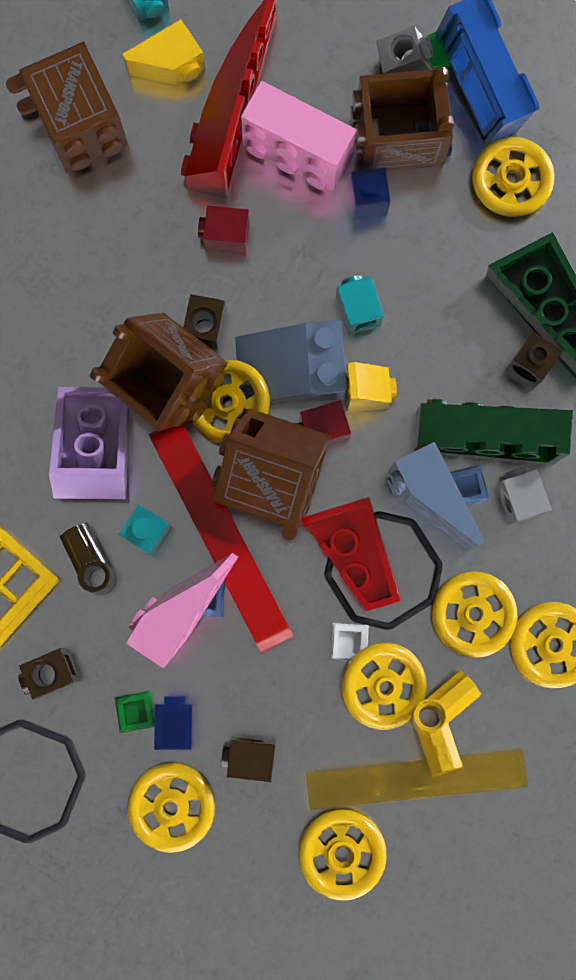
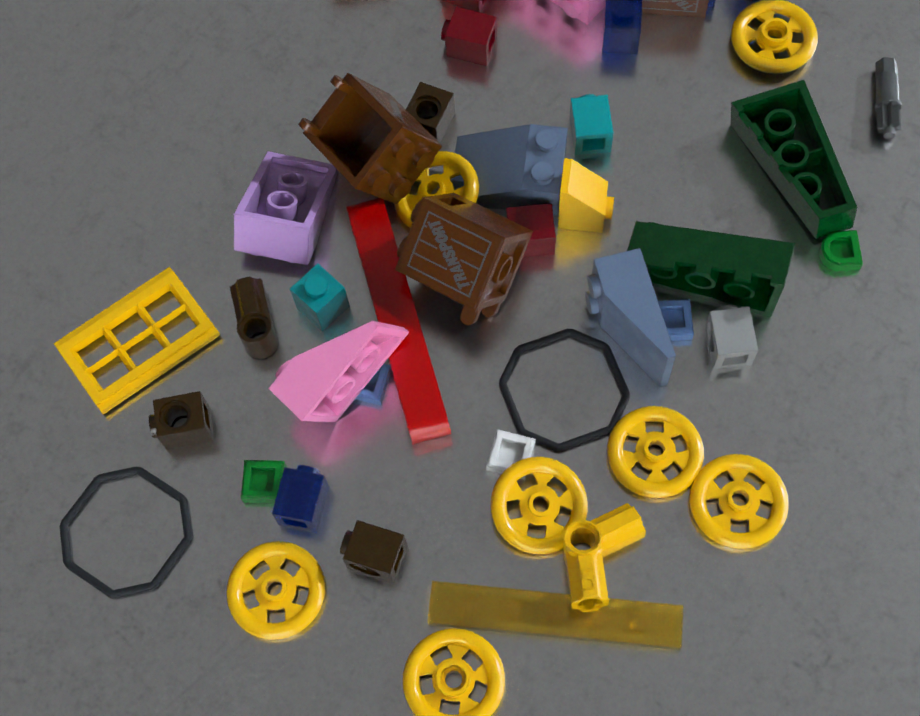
camera: 20 degrees right, 15 degrees down
(357, 550) = (539, 358): red wing -> none
(534, 360) = (765, 204): dark brown brick -> none

